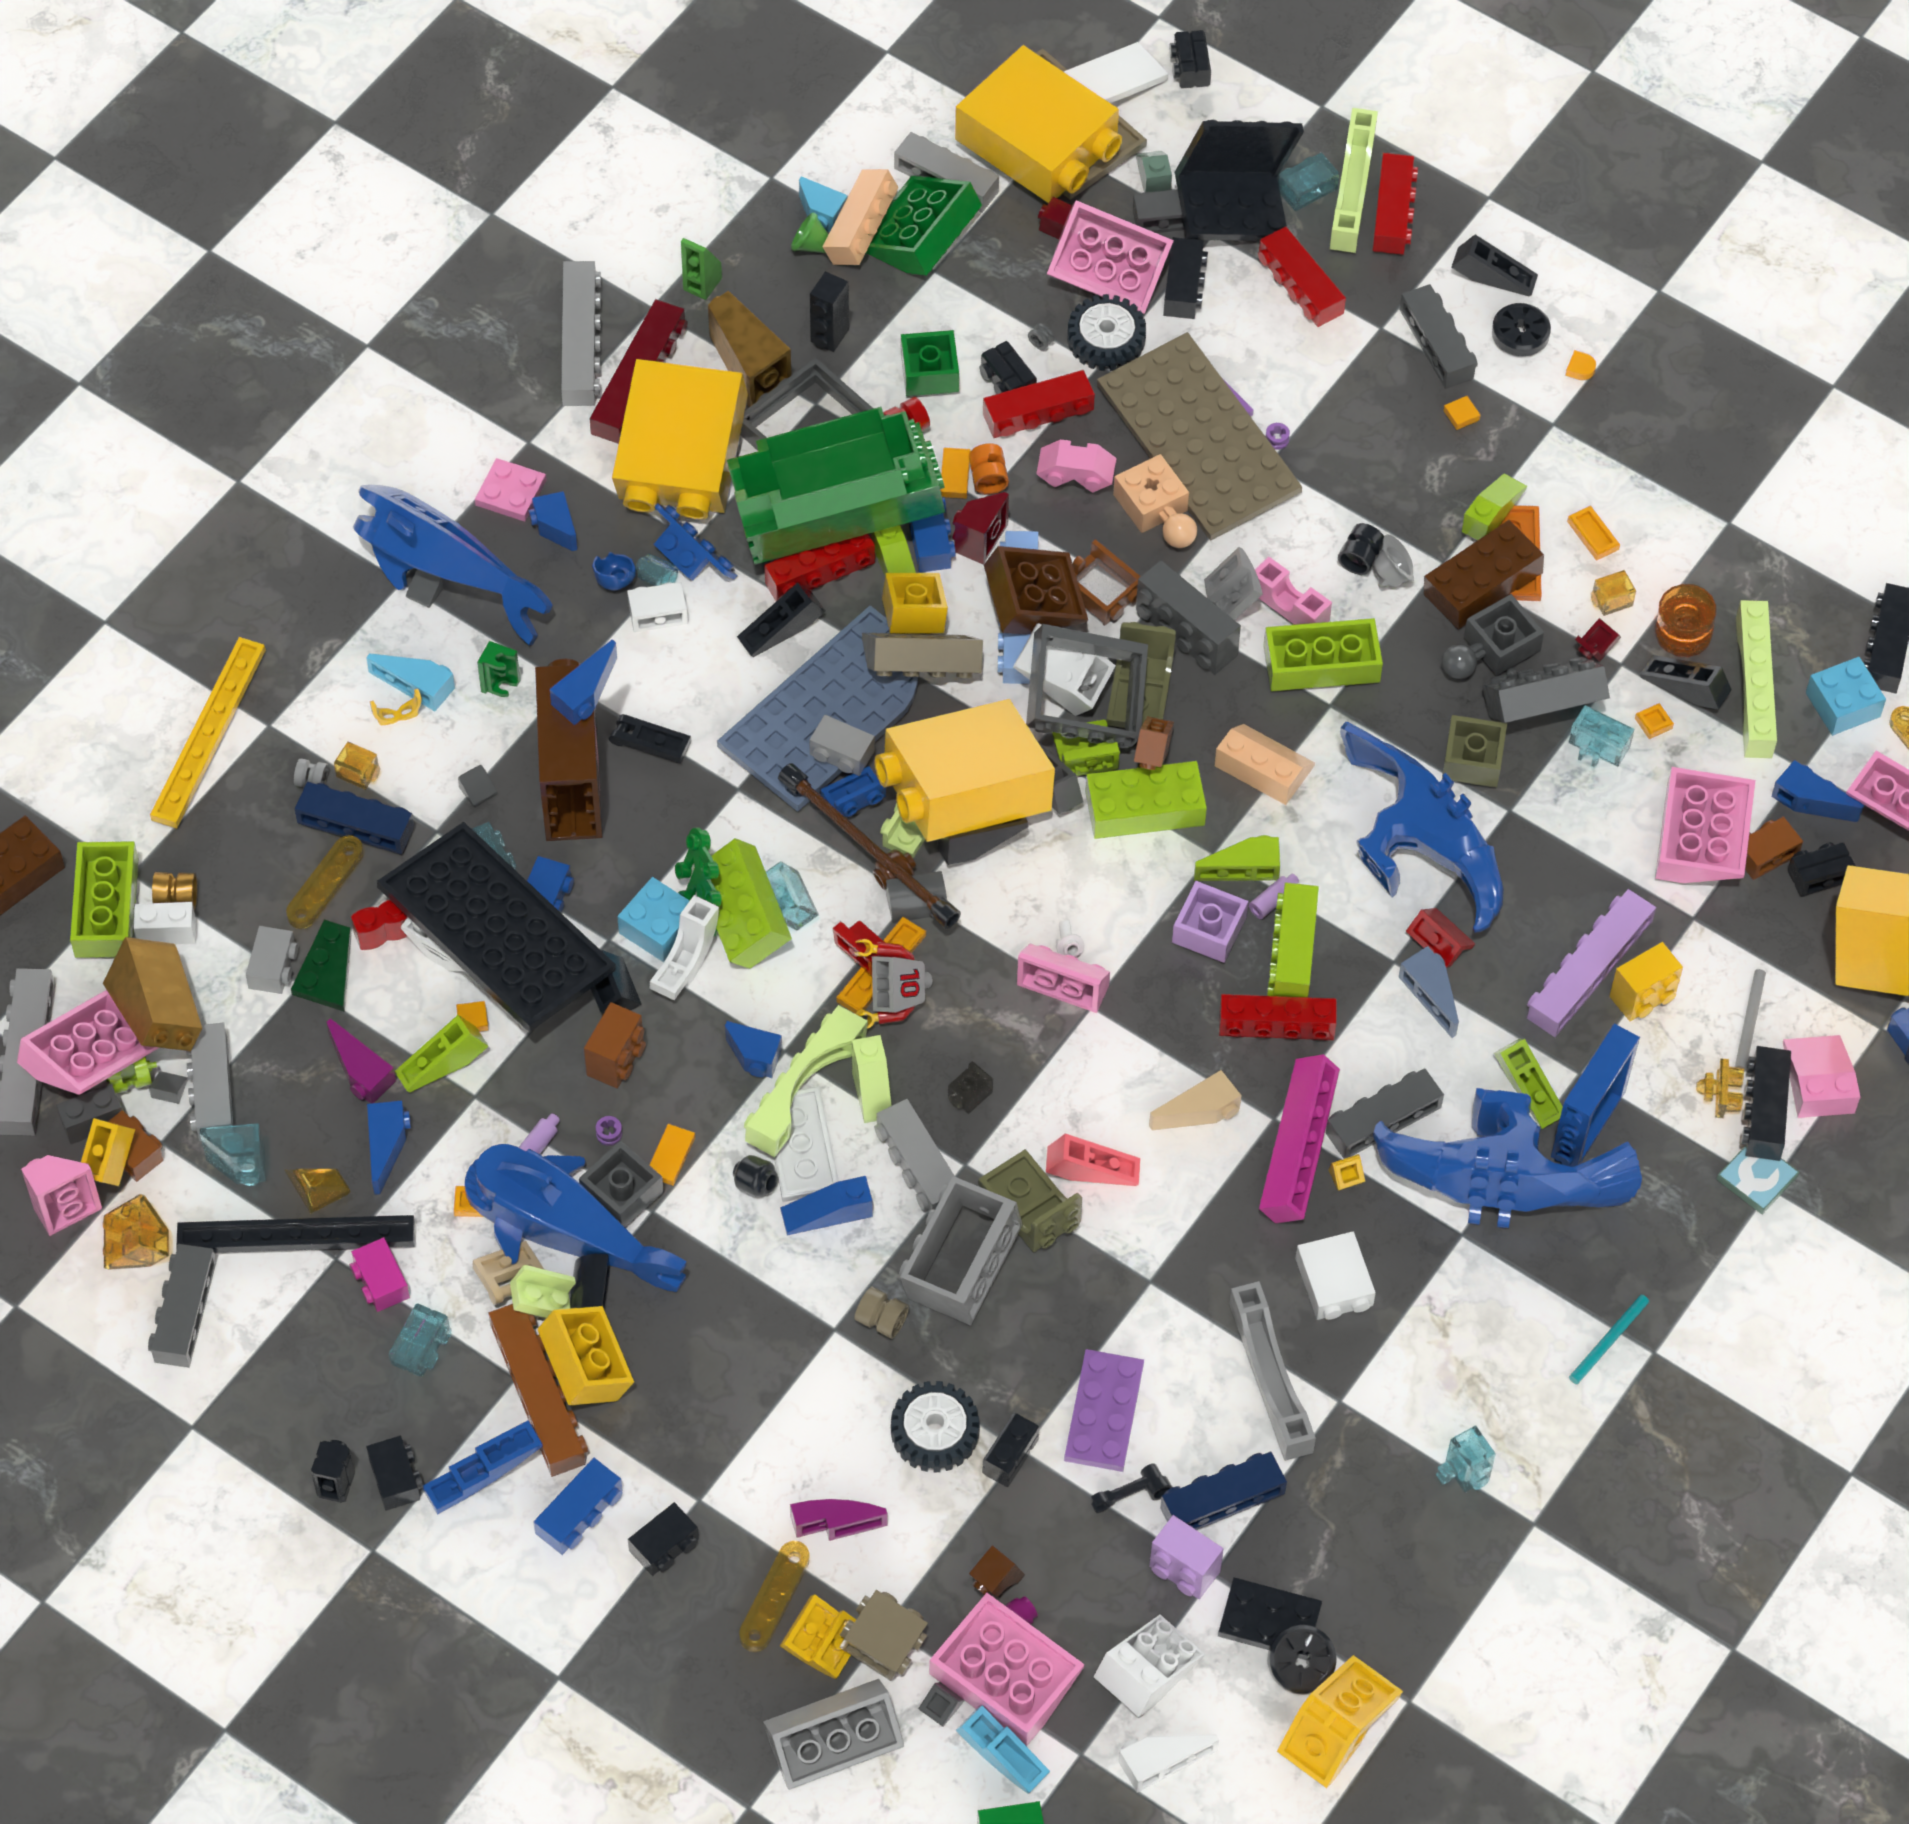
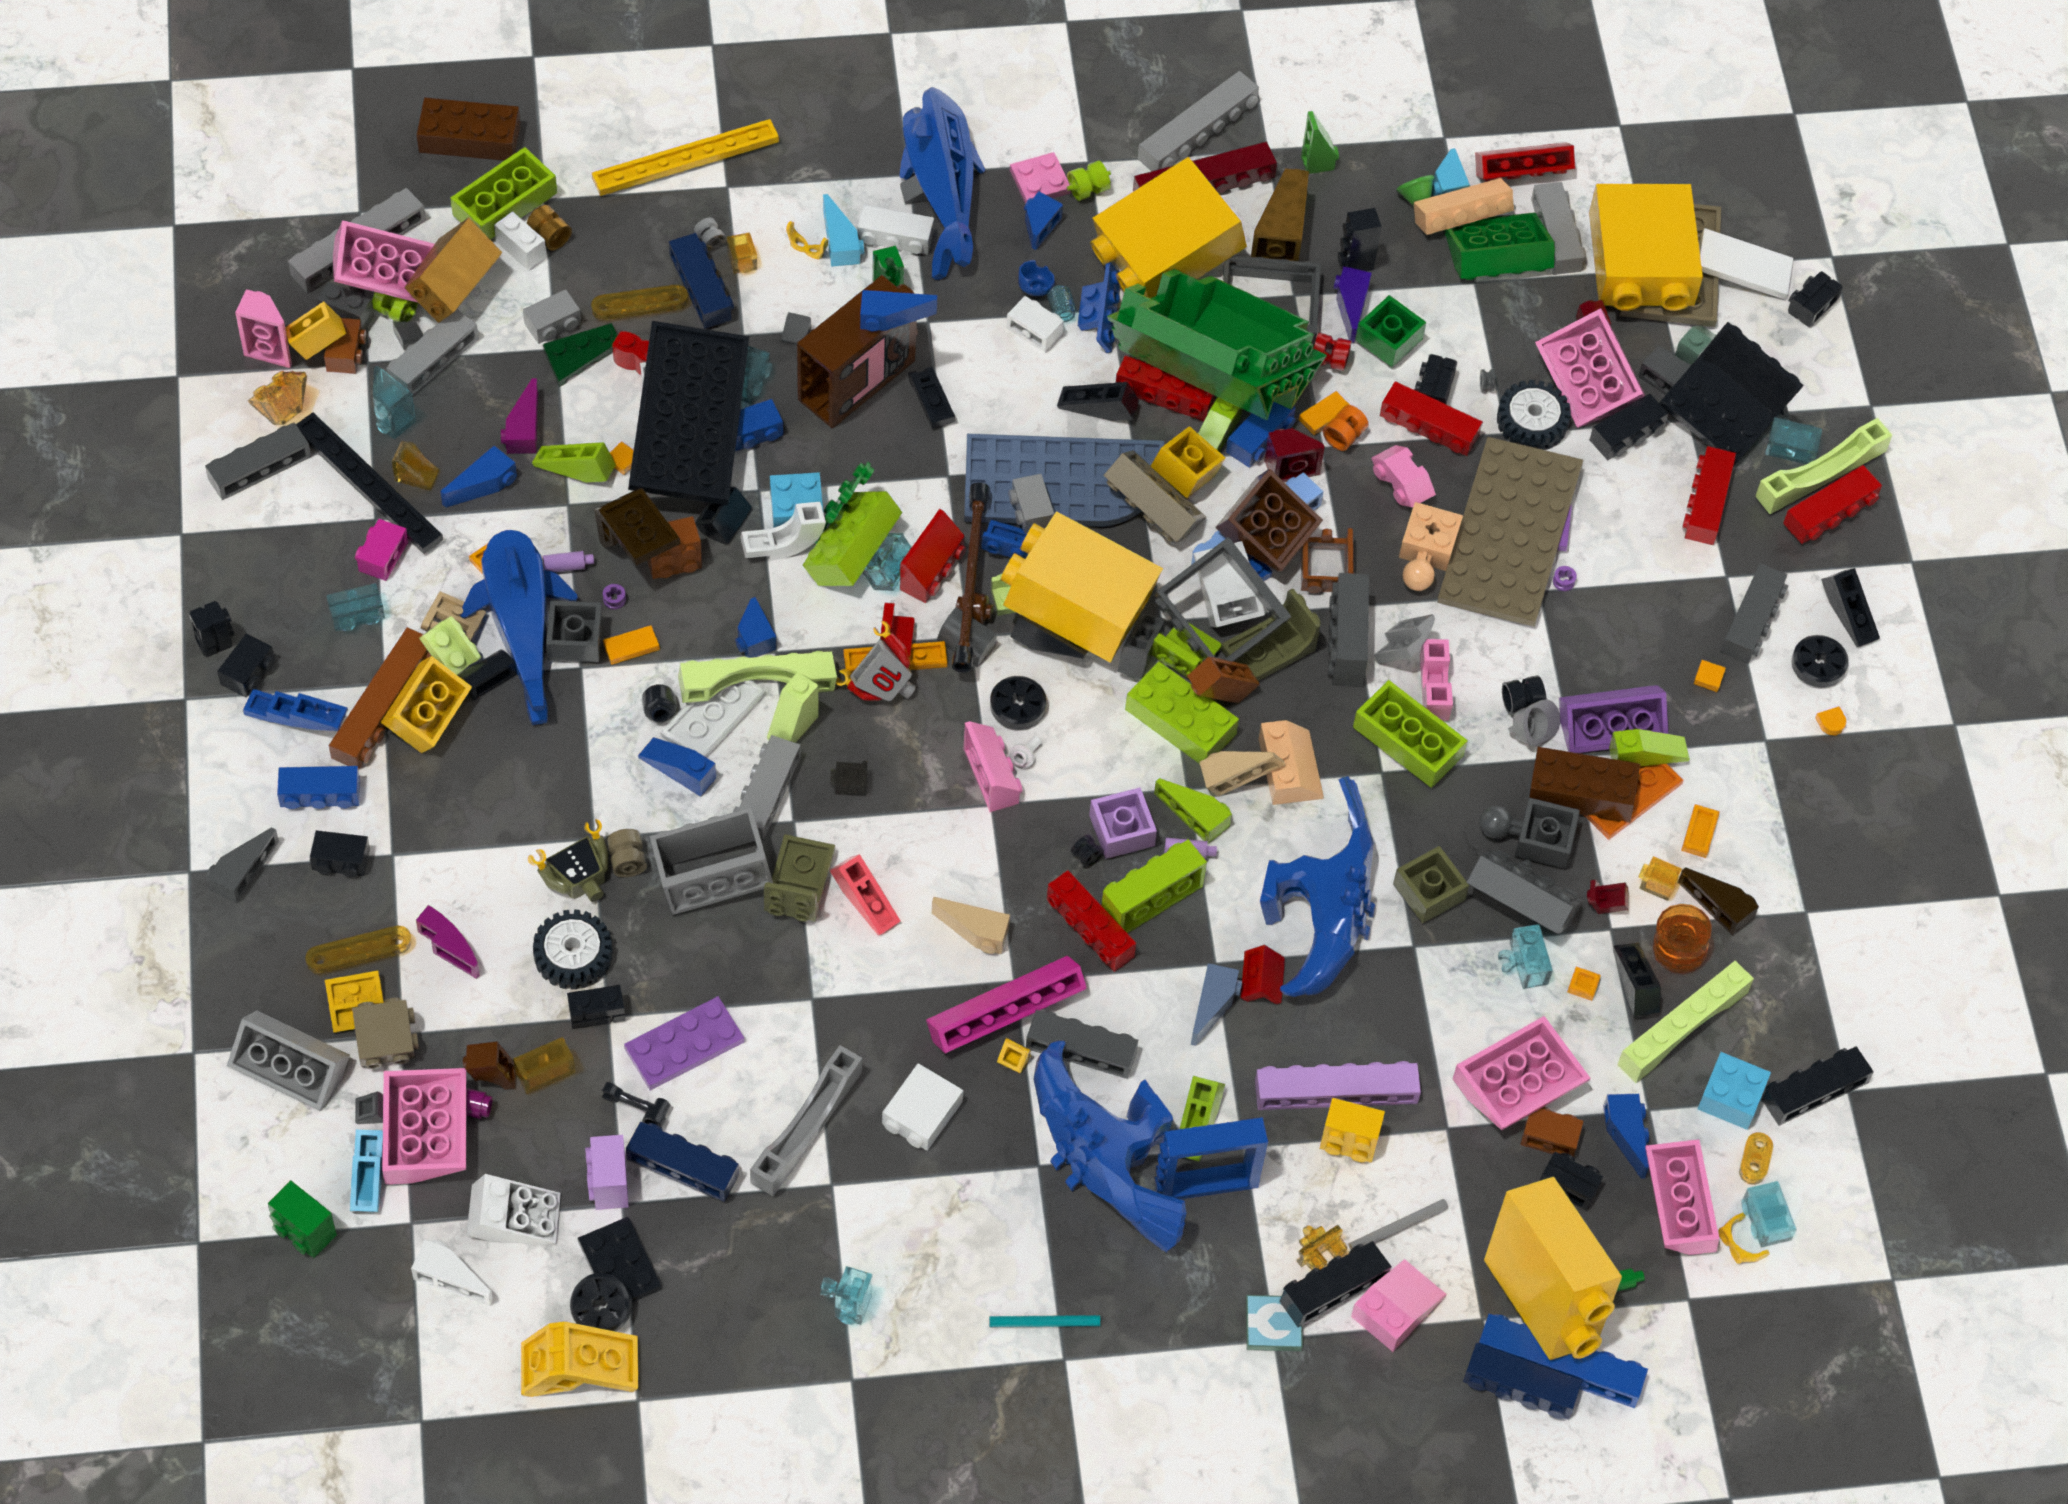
camera: 45 degrees right, 0 degrees up
(454, 632) = (897, 228): none -> white brick
(555, 454) = (1084, 181): none -> lime wheel
(577, 1050) = (636, 526): none -> dark brown bracket
(600, 1635) = (240, 866): none -> dark grey slope
(818, 861) = (931, 557): none -> red slope
(858, 1360) = (576, 868): none -> torso
(861, 140) = (1525, 160): none -> red brick
(868, 366) = (1351, 297): none -> dark purple slope
(1004, 898) = (1016, 715): none -> black wheel
(1033, 1531) = (544, 1065): none -> clear yellow brick
(1208, 969) = (1087, 851): none -> black wheel
(1237, 803) = (1232, 769): none -> tan slope
(1436, 508) = (1593, 717): none -> medium lavender slope
(1671, 568) = (1723, 901): none -> dark brown slope

